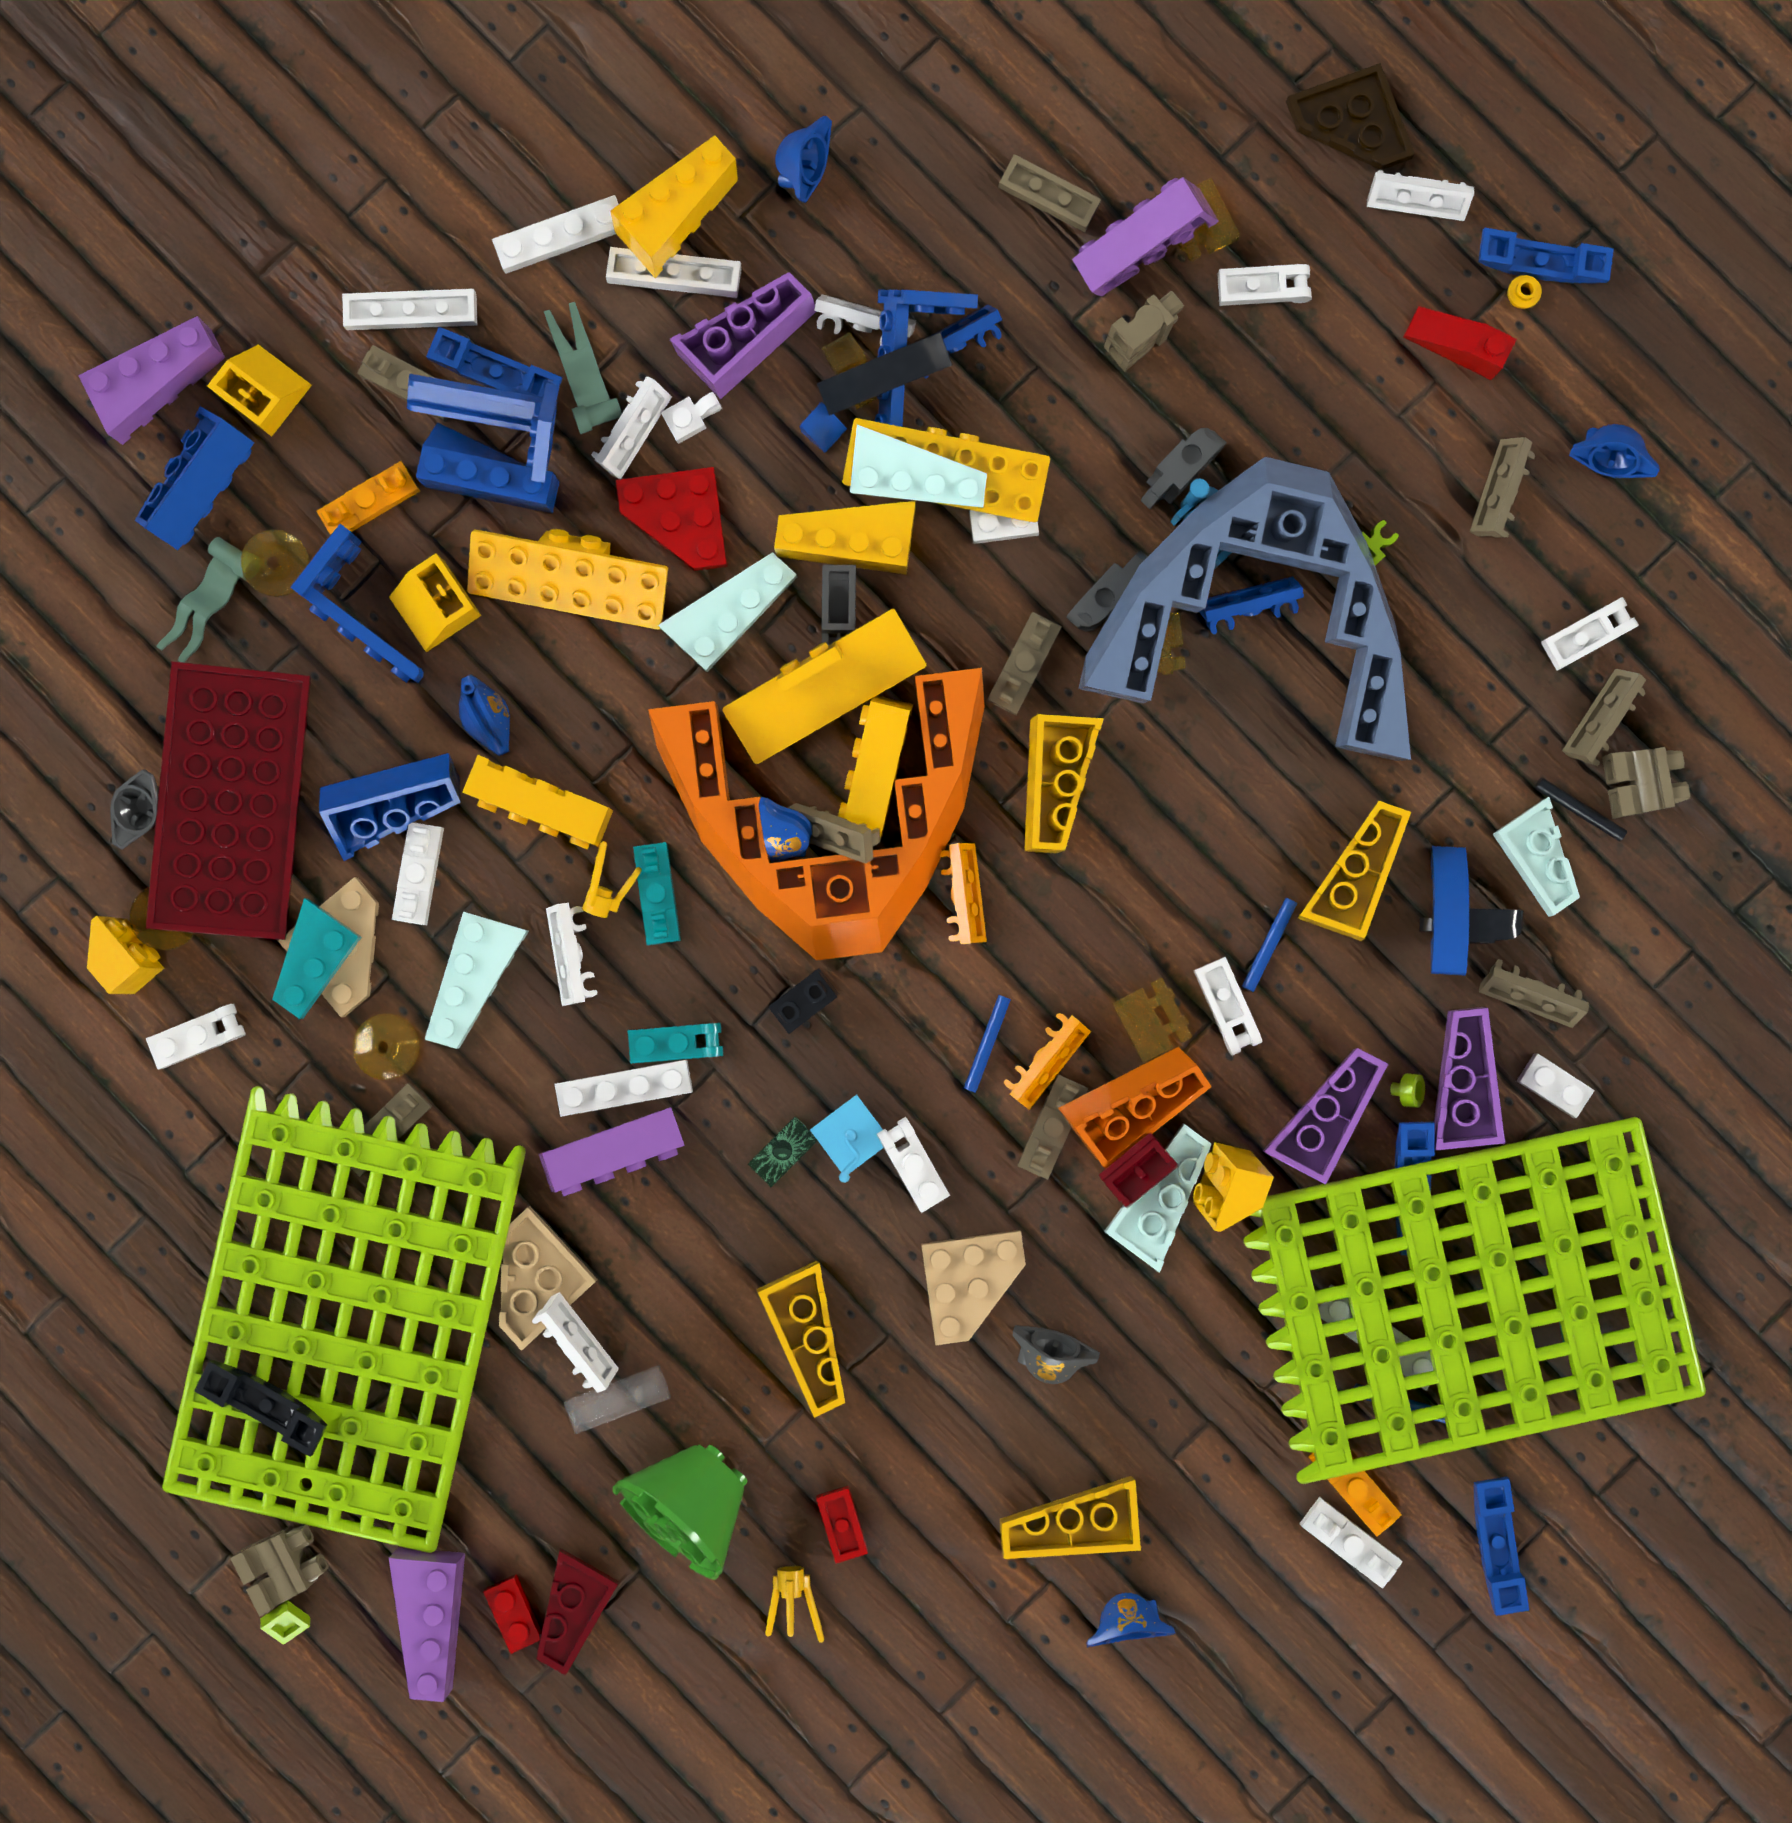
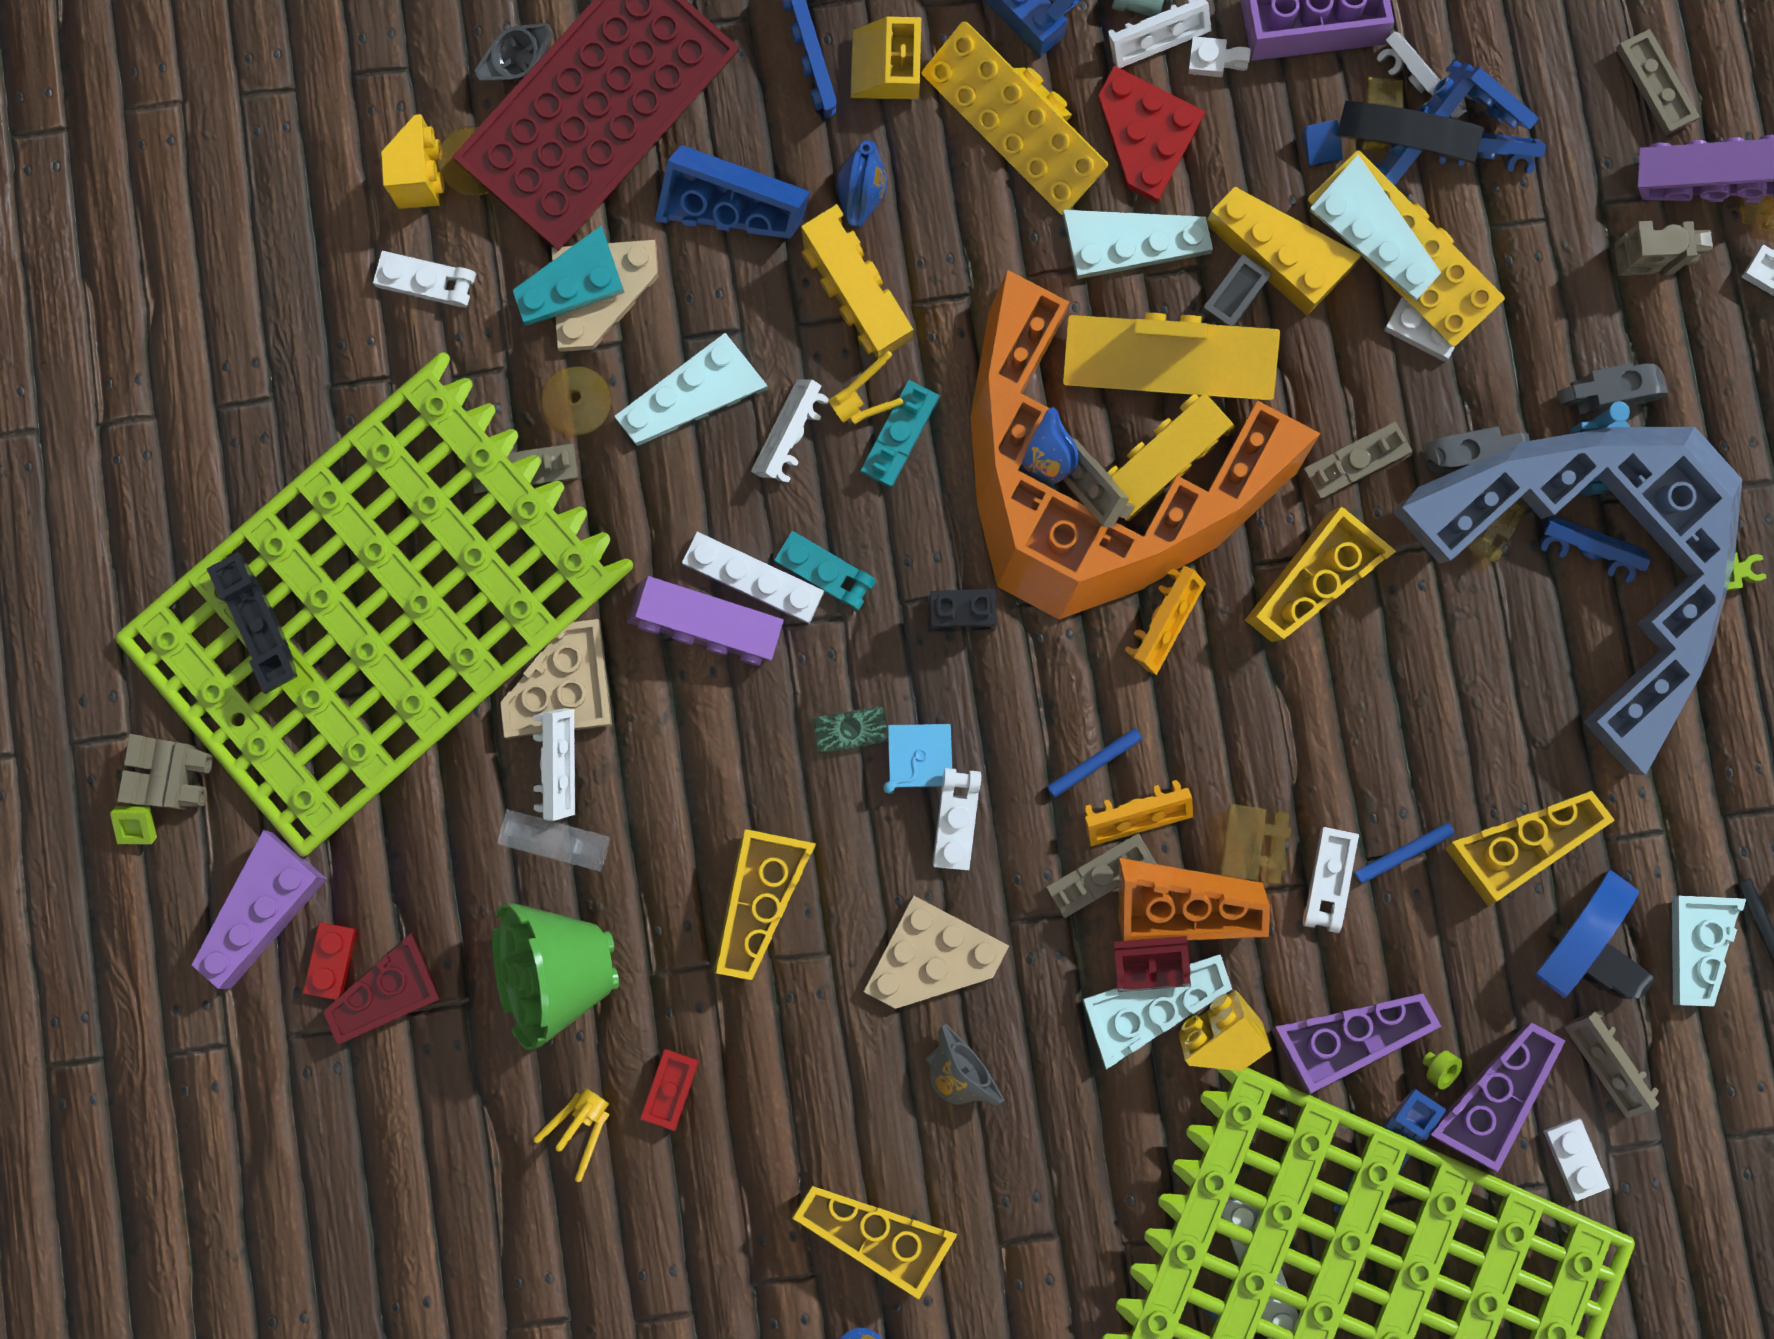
camera: 30 degrees right, 5 degrees down
(417, 873) = (709, 275): white plate -> none

